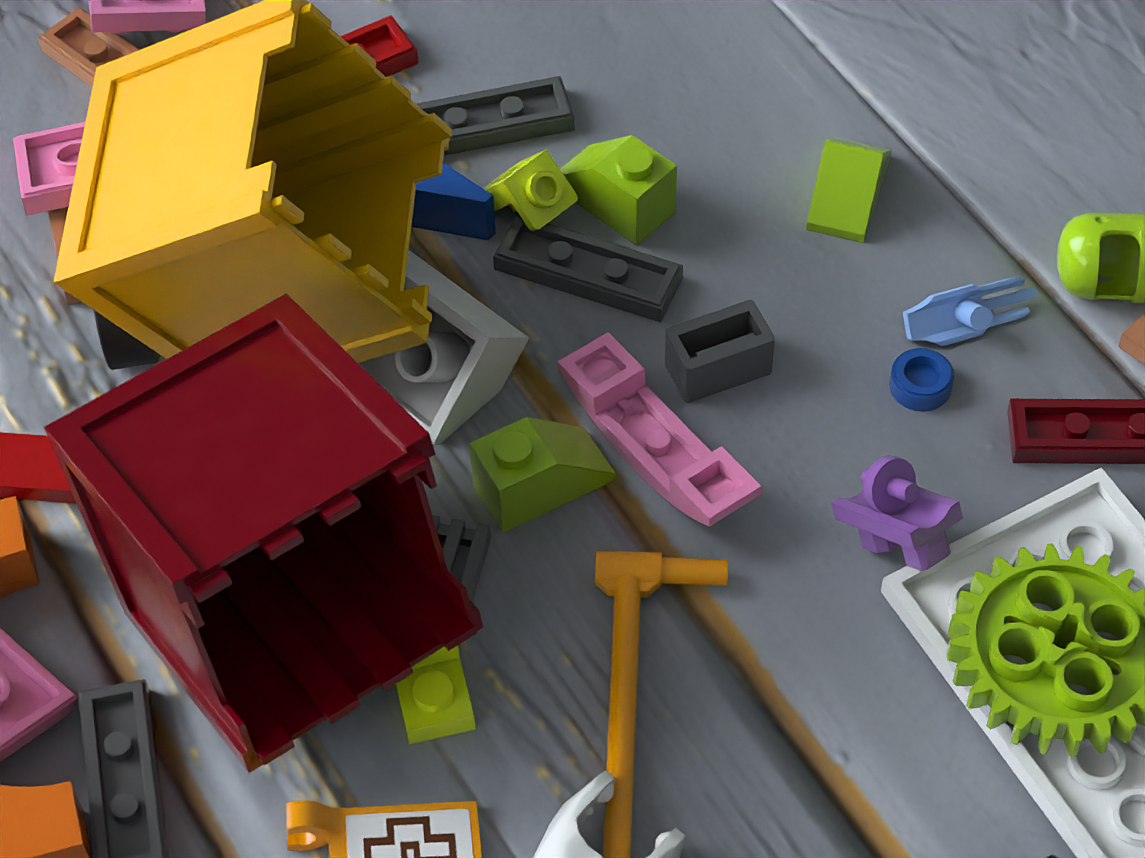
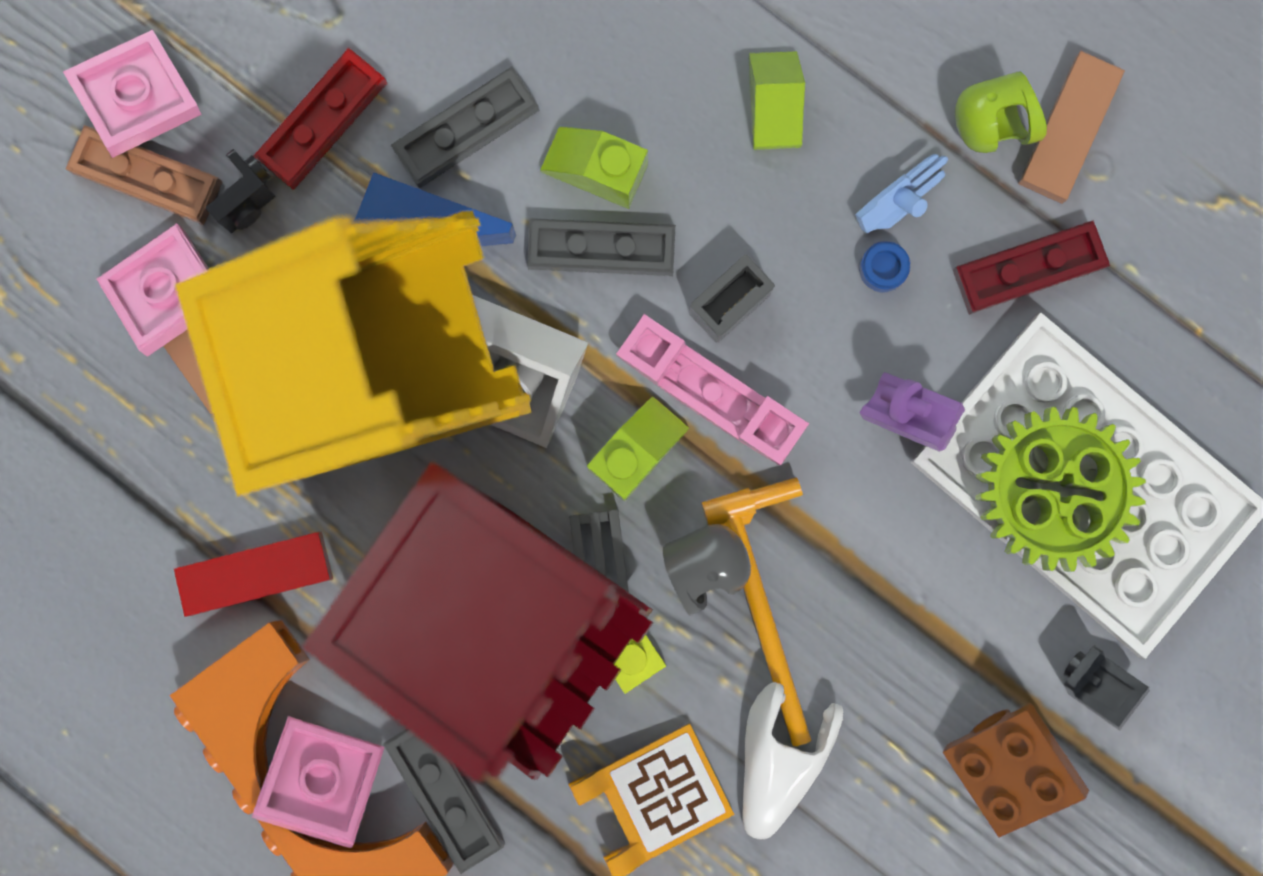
camera: 20 degrees left, 30 degrees up
(534, 190) = (532, 197): neon yellow bracket -> none
(571, 594) = (705, 562): none -> dark grey helmet

